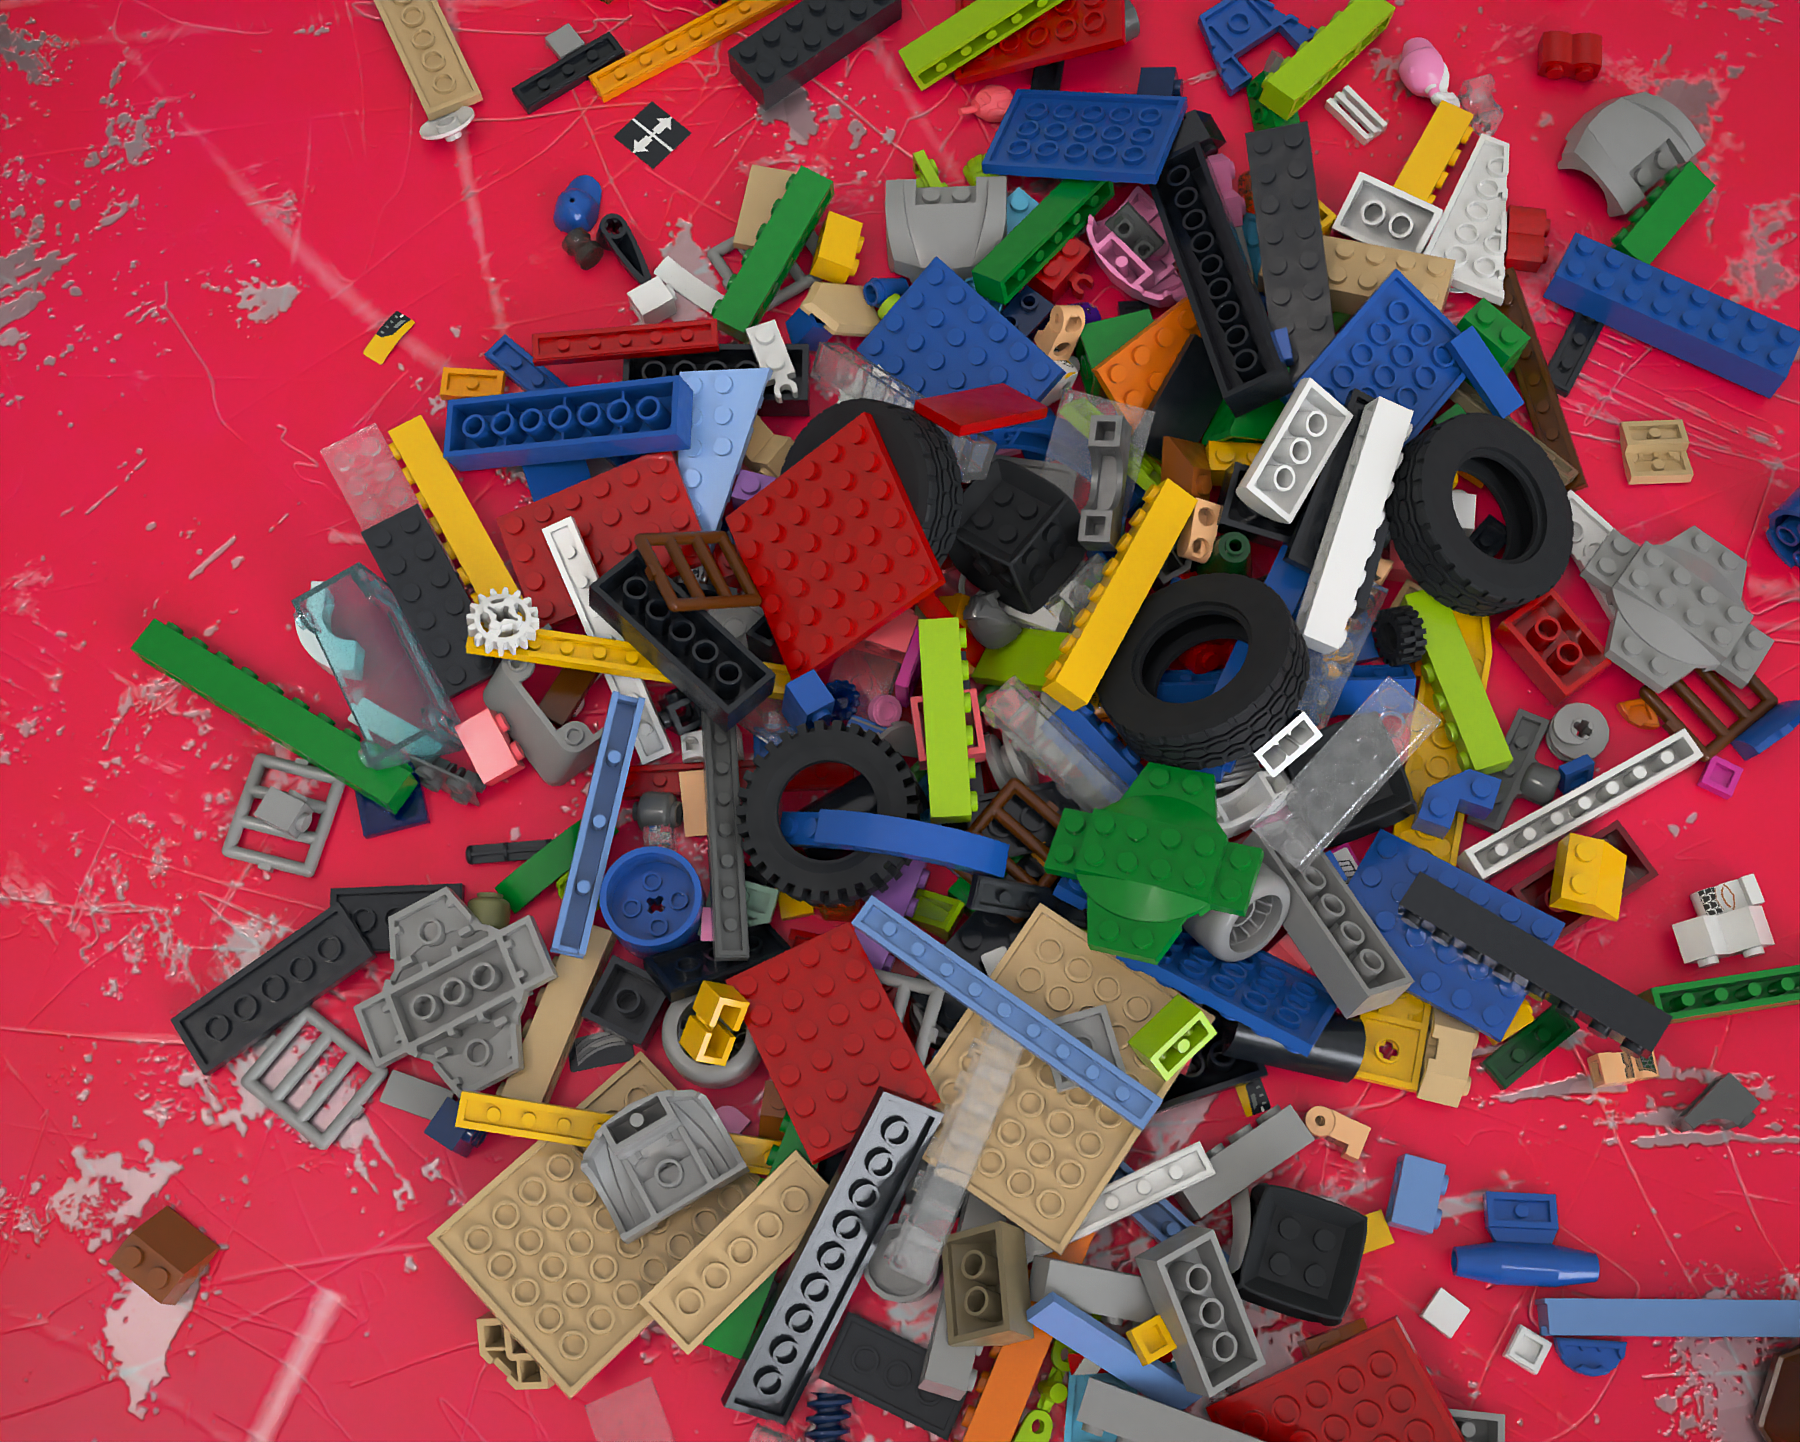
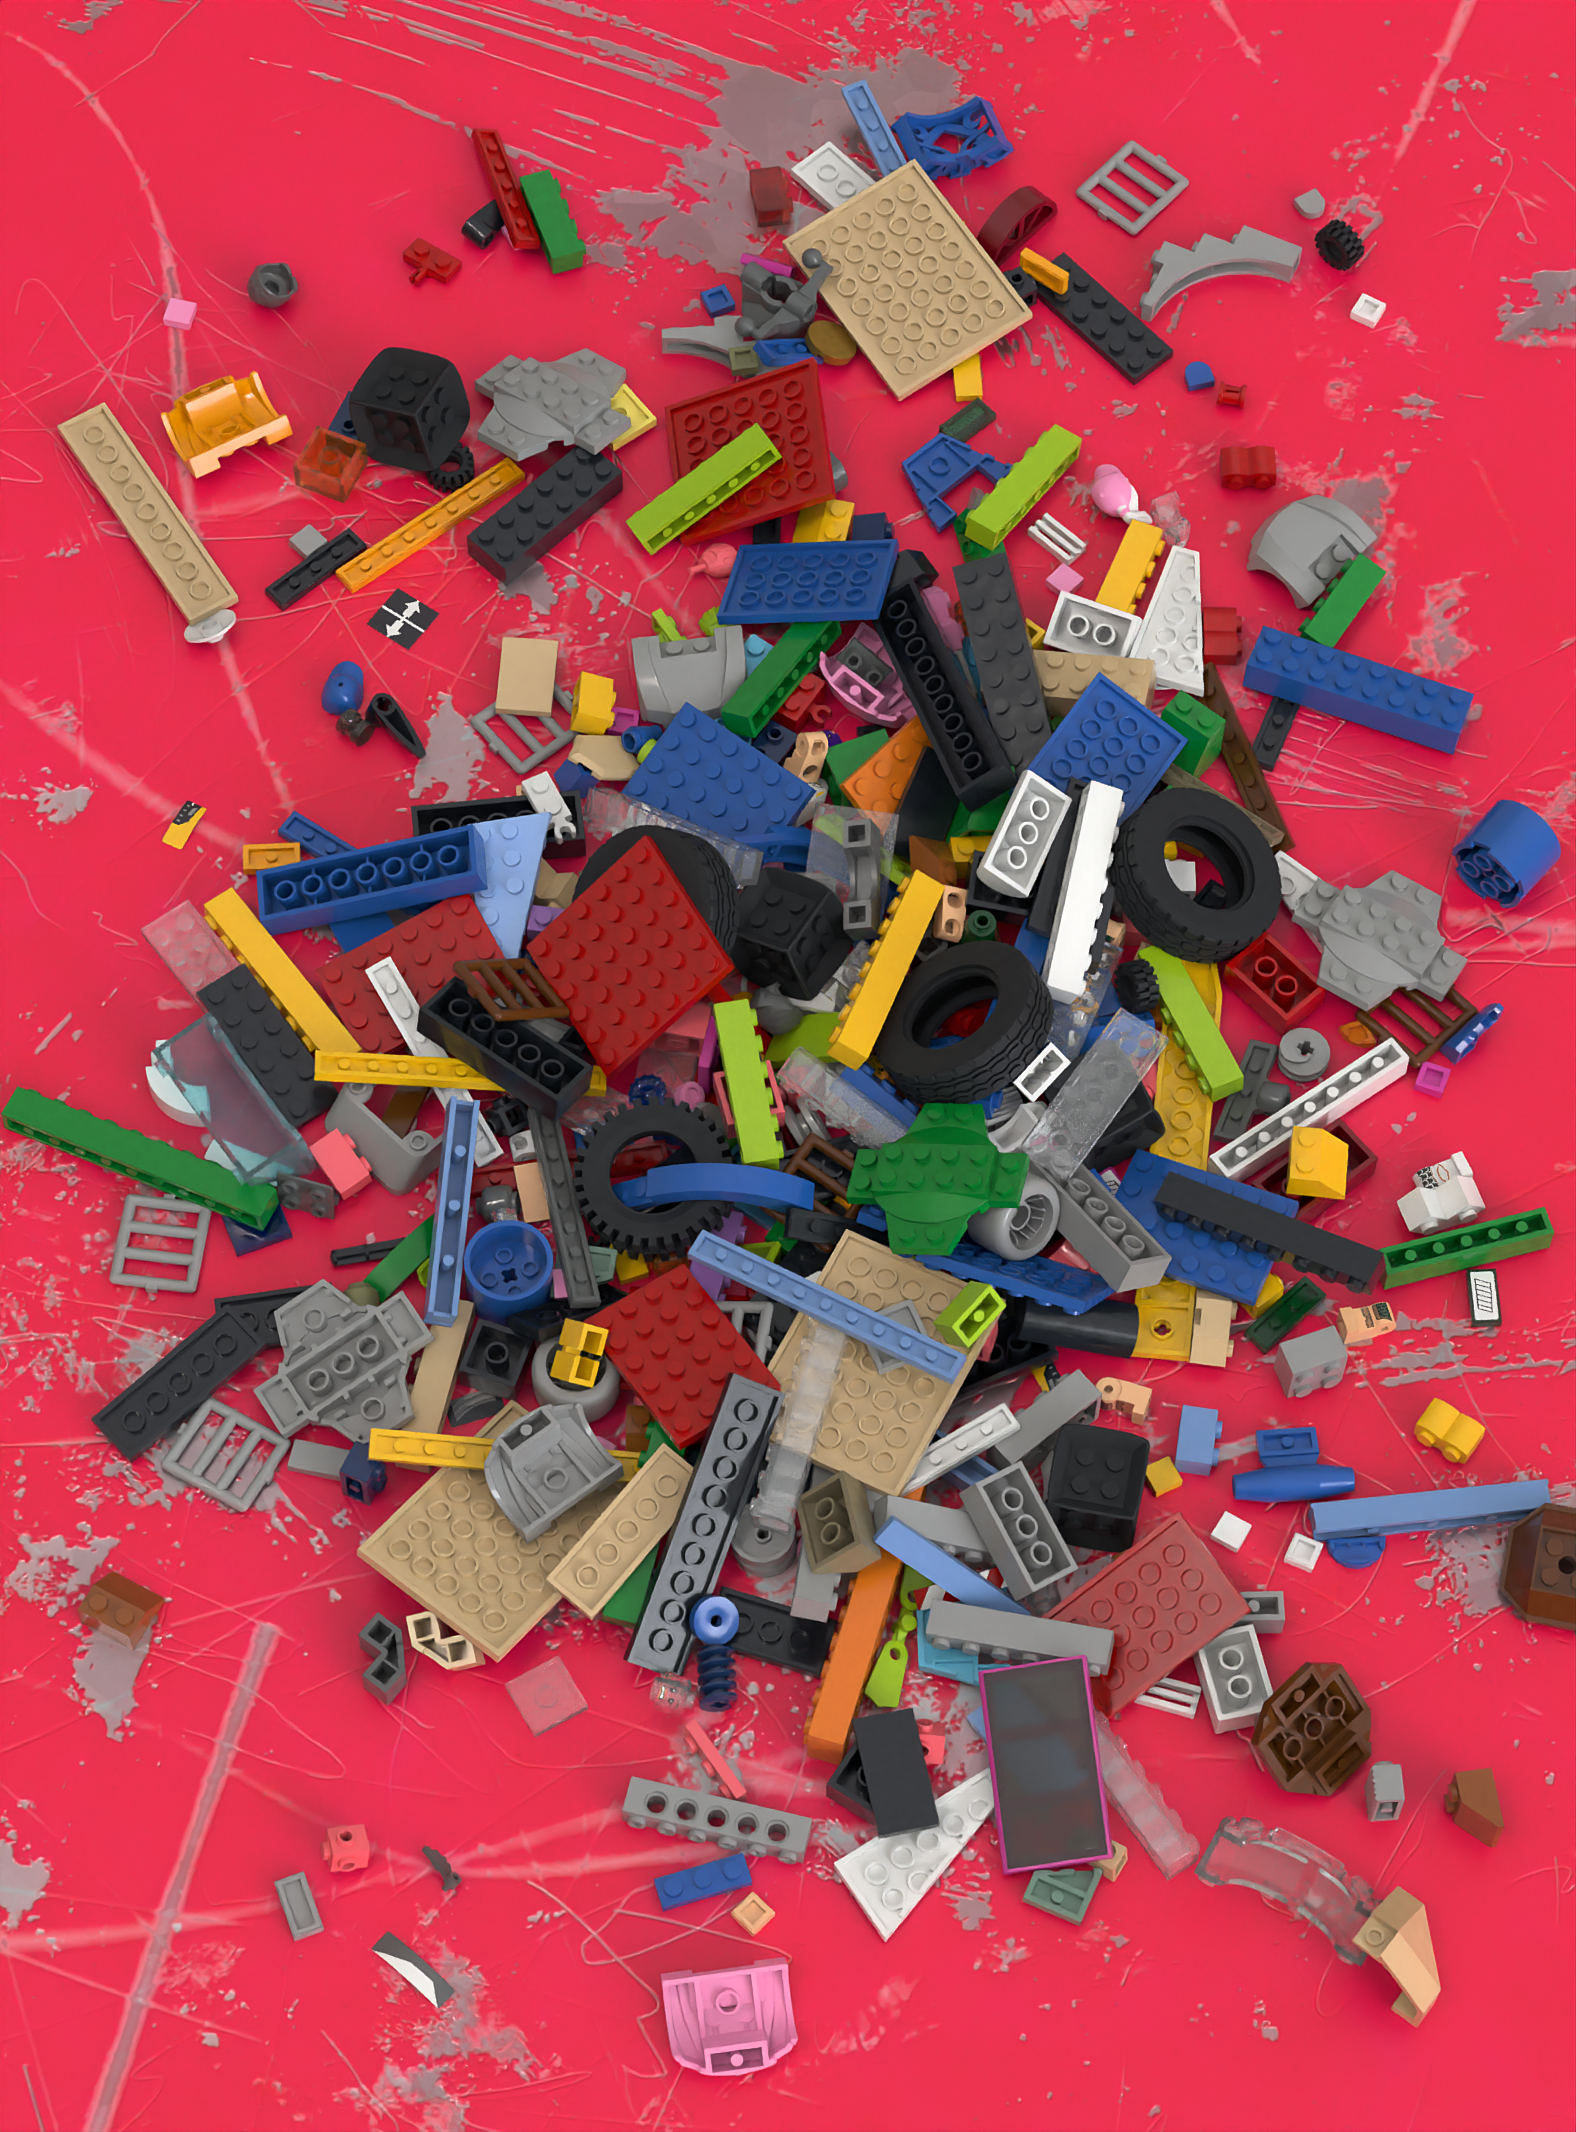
camera: 10 degrees left, 10 degrees down
(285, 811) = (166, 1236): light grey brick -> none
(456, 1349) = (388, 1672): none -> dark grey brick
(503, 622) = (345, 1048): white gear -> none
(625, 342) = (412, 804): red tile -> none
(653, 301) = (427, 768): white brick -> none
(687, 284) = (462, 753): white sticker -> none
(773, 253) = (535, 715): green brick -> none
(807, 701) = (621, 1086): blue brick -> none
(835, 1377) = (701, 1619): none -> piece
(869, 268) = (623, 719): none -> dark pink tile
(980, 409) = (745, 826): red tile -> none
(1110, 71) = (825, 522): none -> yellow slope
(1151, 1340) = (980, 1557): yellow plate -> none
(1283, 340) = (1008, 748): blue tile -> none
(1359, 159) = (1064, 579): none -> bright pink tile
(1465, 792) = (1206, 1110): blue brick -> none
(1484, 373) = (1189, 754): blue tile -> none
(1562, 1115) = (1310, 1362): none -> light grey brick
(1575, 773) = (1302, 1084): blue tile -> none
(1655, 452) = (1354, 811): tan slope -> none
(1712, 1218) = (1449, 1431): none -> yellow brick
(1722, 1103) = (1450, 1342): dark grey arch -> none
(1761, 1051) = (1483, 1297): none -> tile

